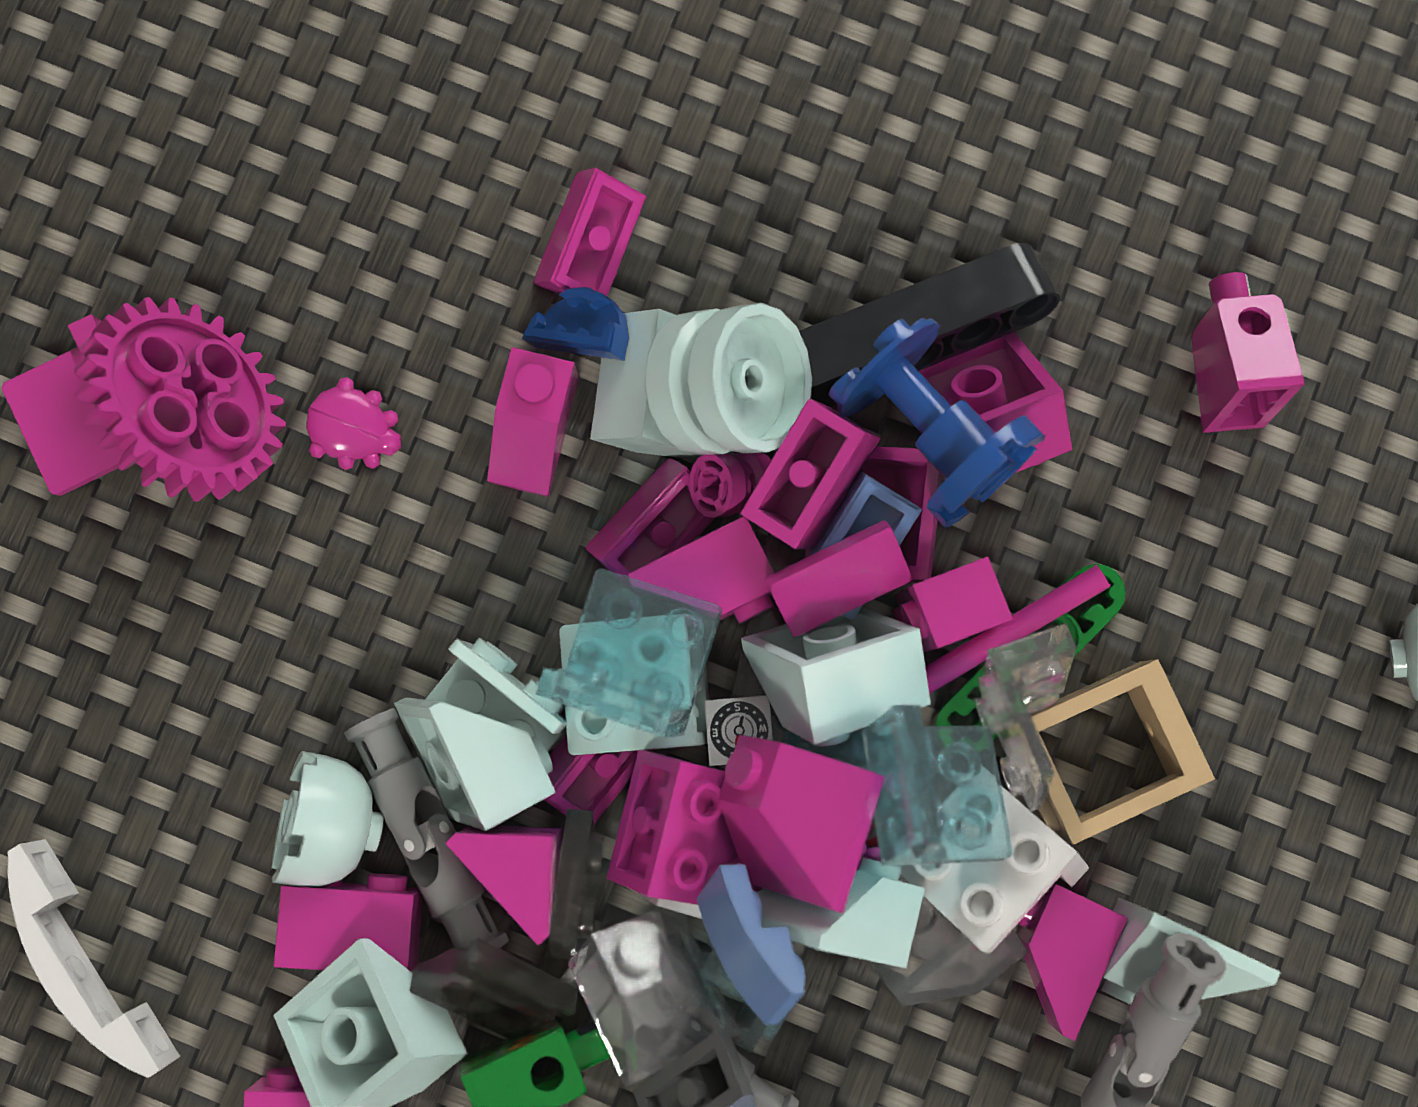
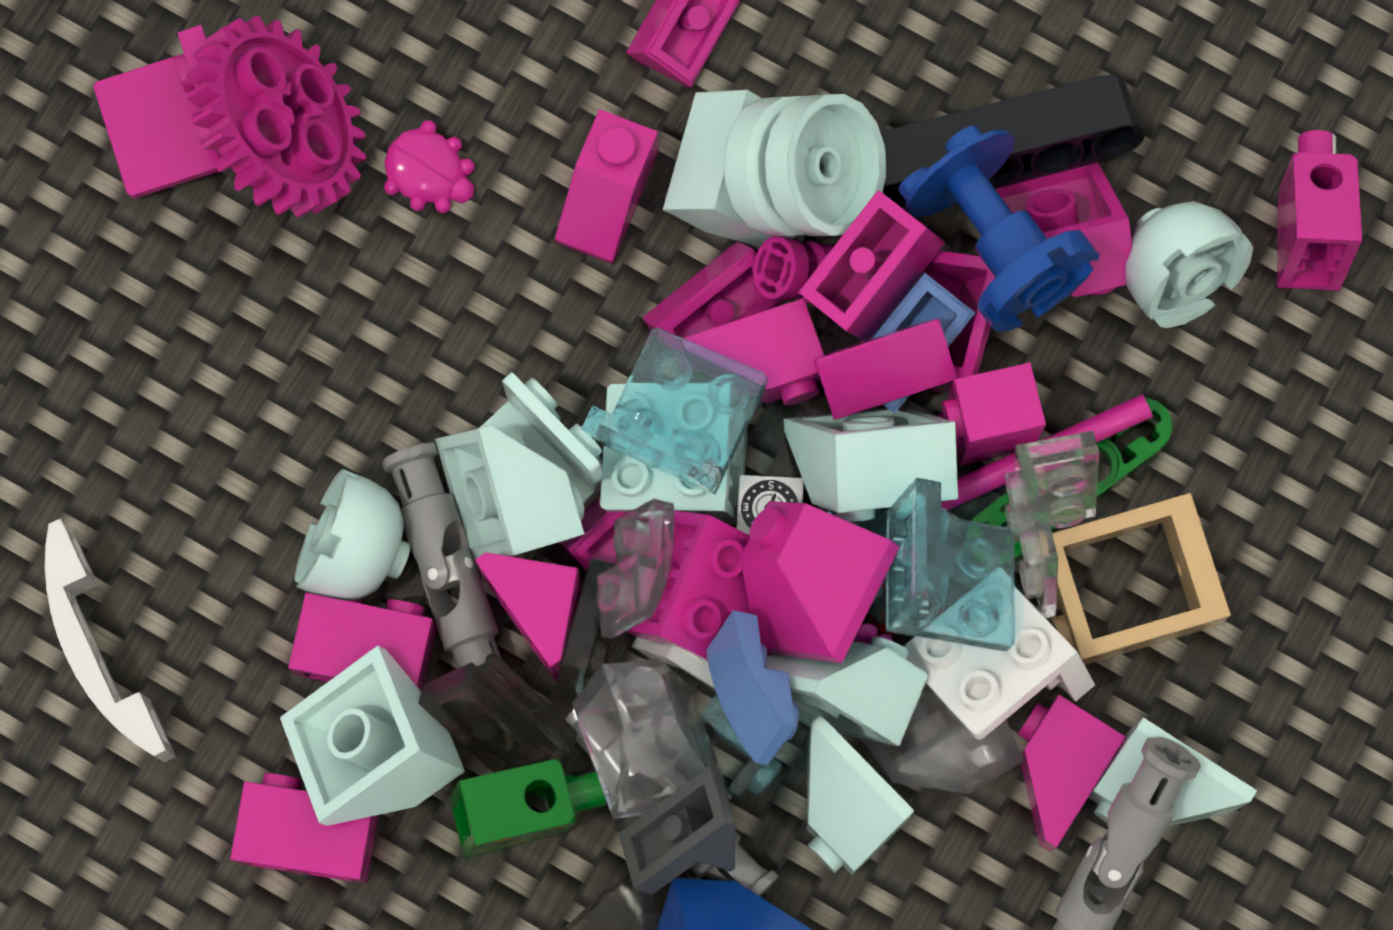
camera: 15 degrees right, 5 degrees down
(581, 324) = (668, 98): blue tile -> none
(615, 842) = (644, 556): none -> clear slope
(861, 1027) = (847, 802): none -> light aqua slope
(1114, 418) = (1182, 258): none -> light aqua cylinder

